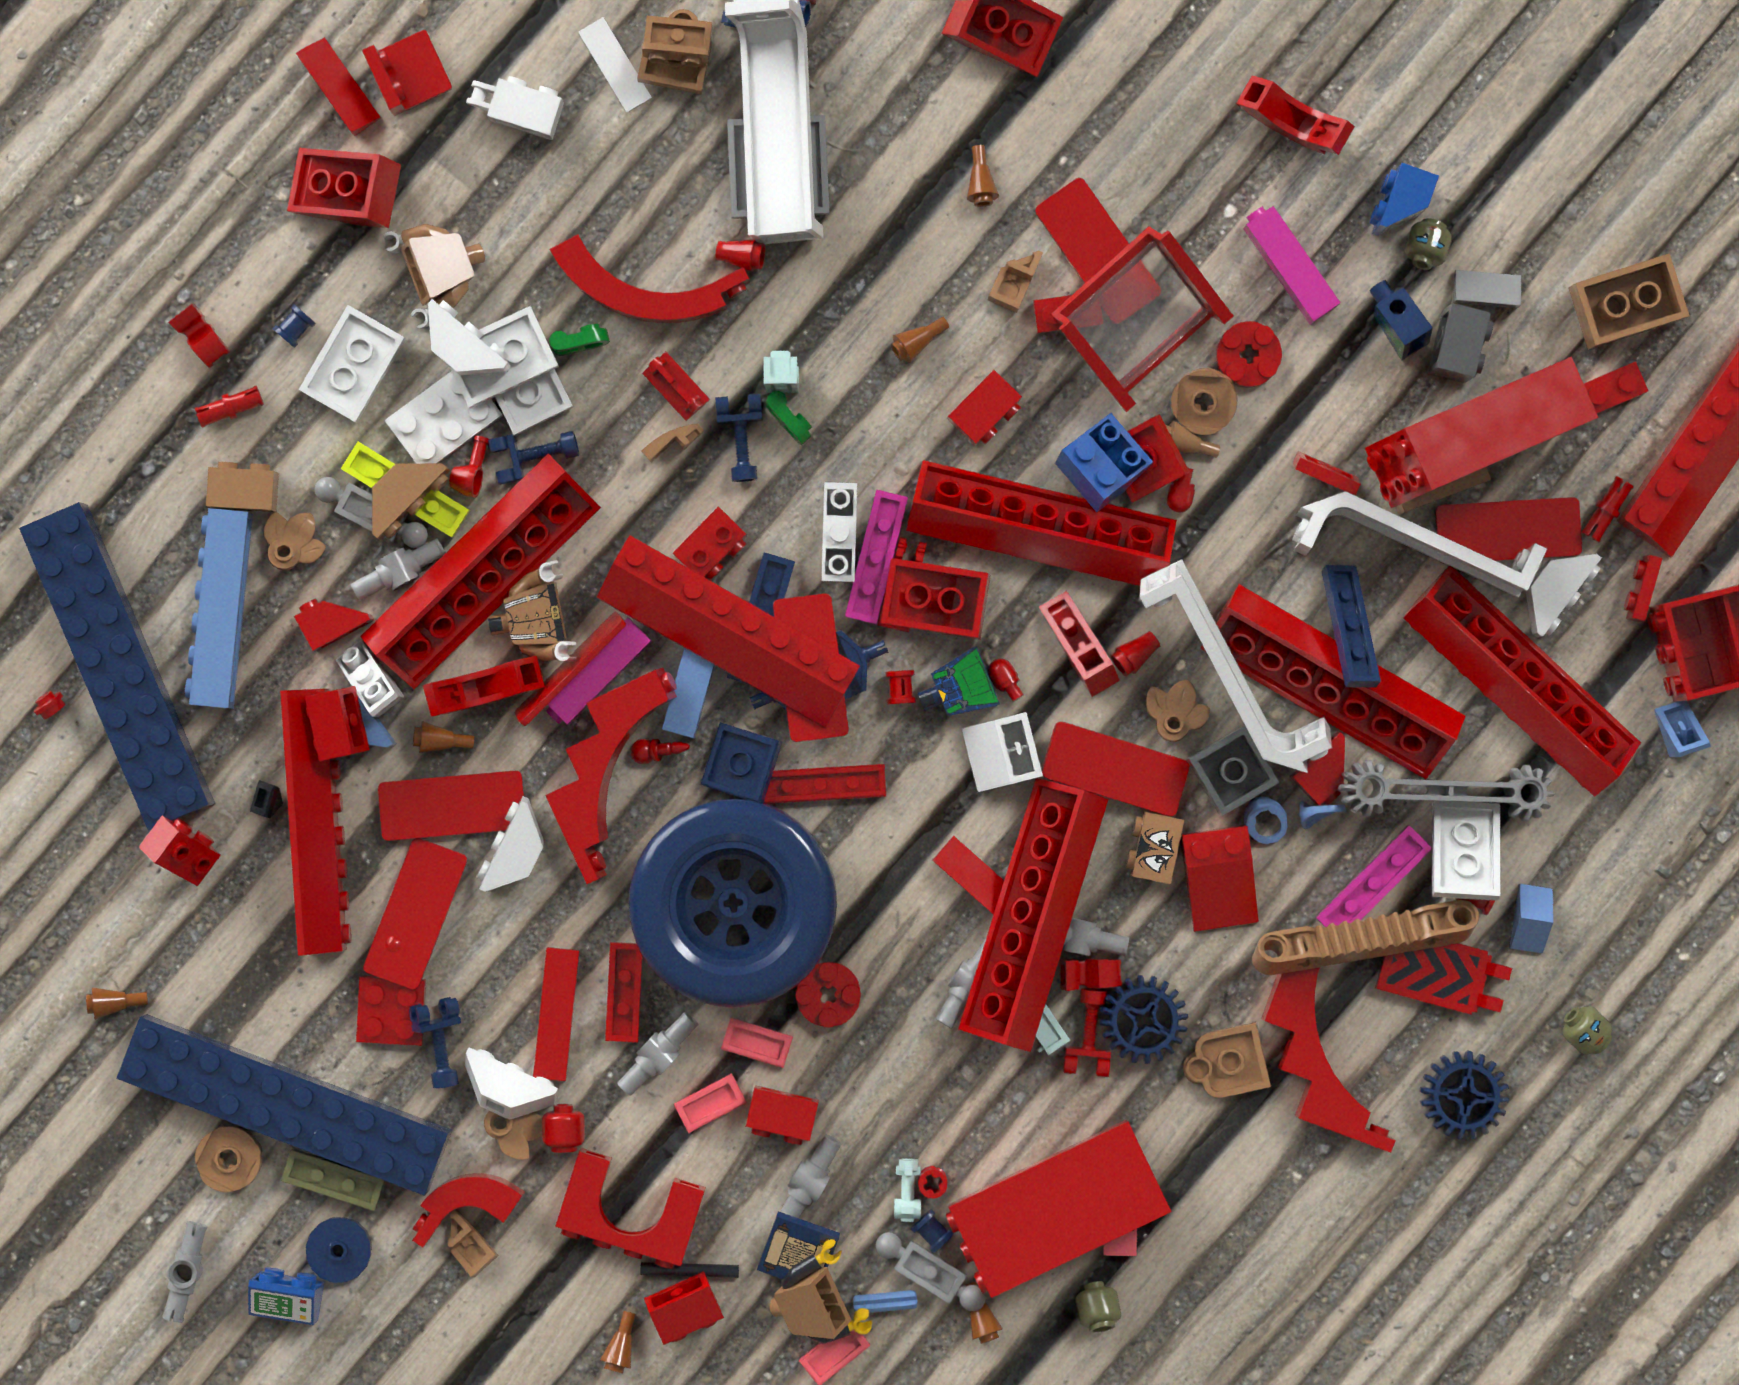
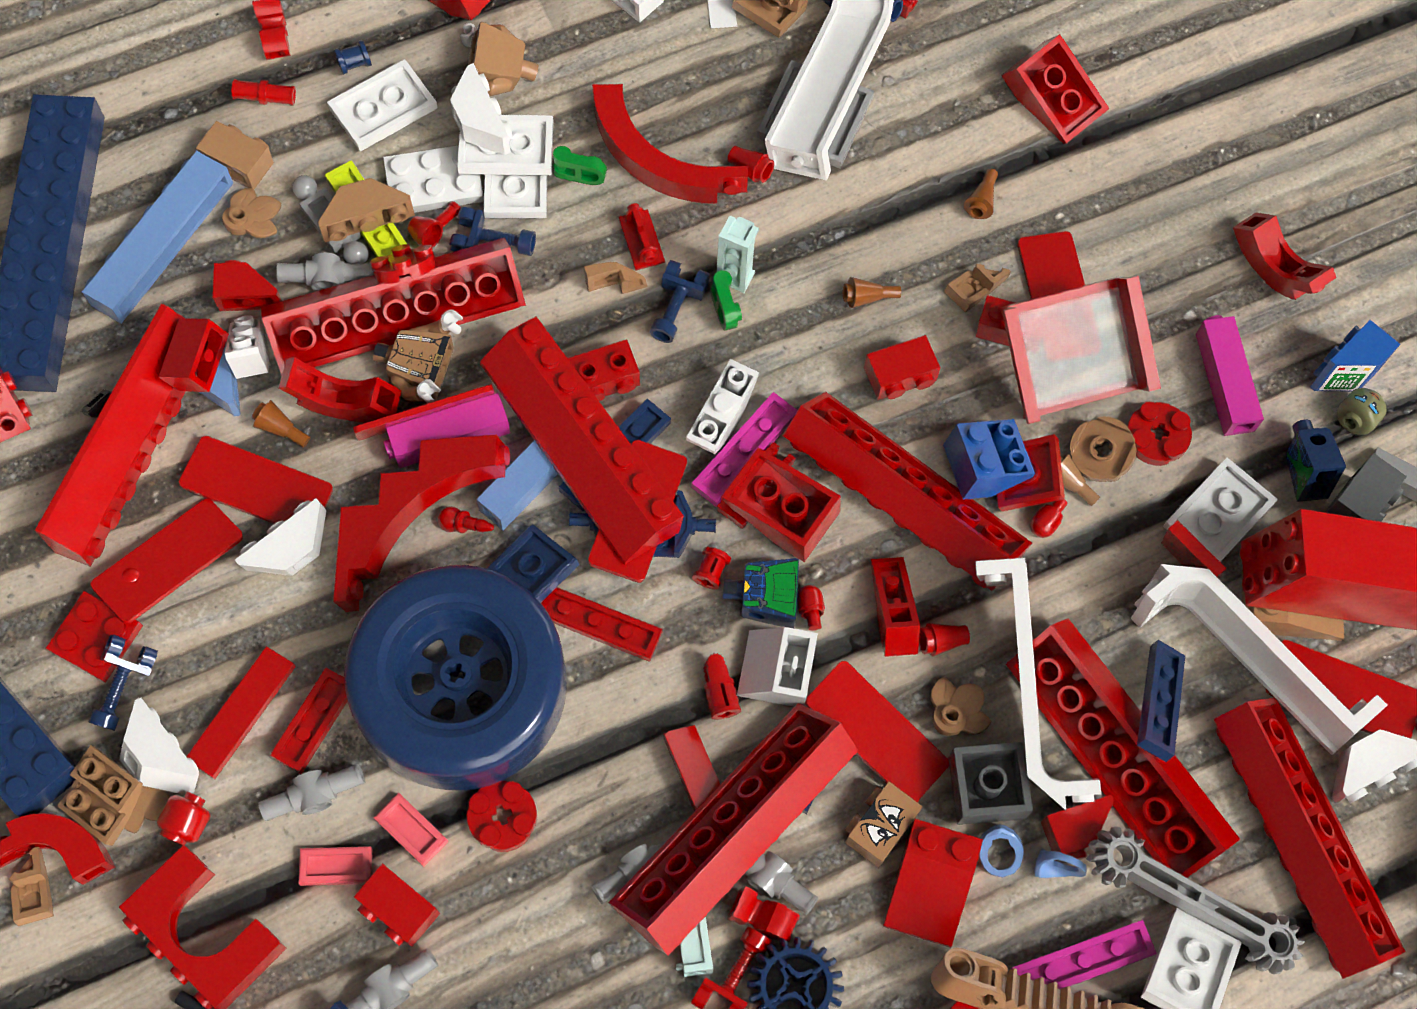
camera: 20 degrees right, 20 degrees down
(463, 540) = (403, 262): none -> red plate
(483, 1144) = (101, 796): none -> medium nougat slope
(961, 795) = (720, 689): none -> red hinge
(1335, 410) = (1223, 508): none -> white plate

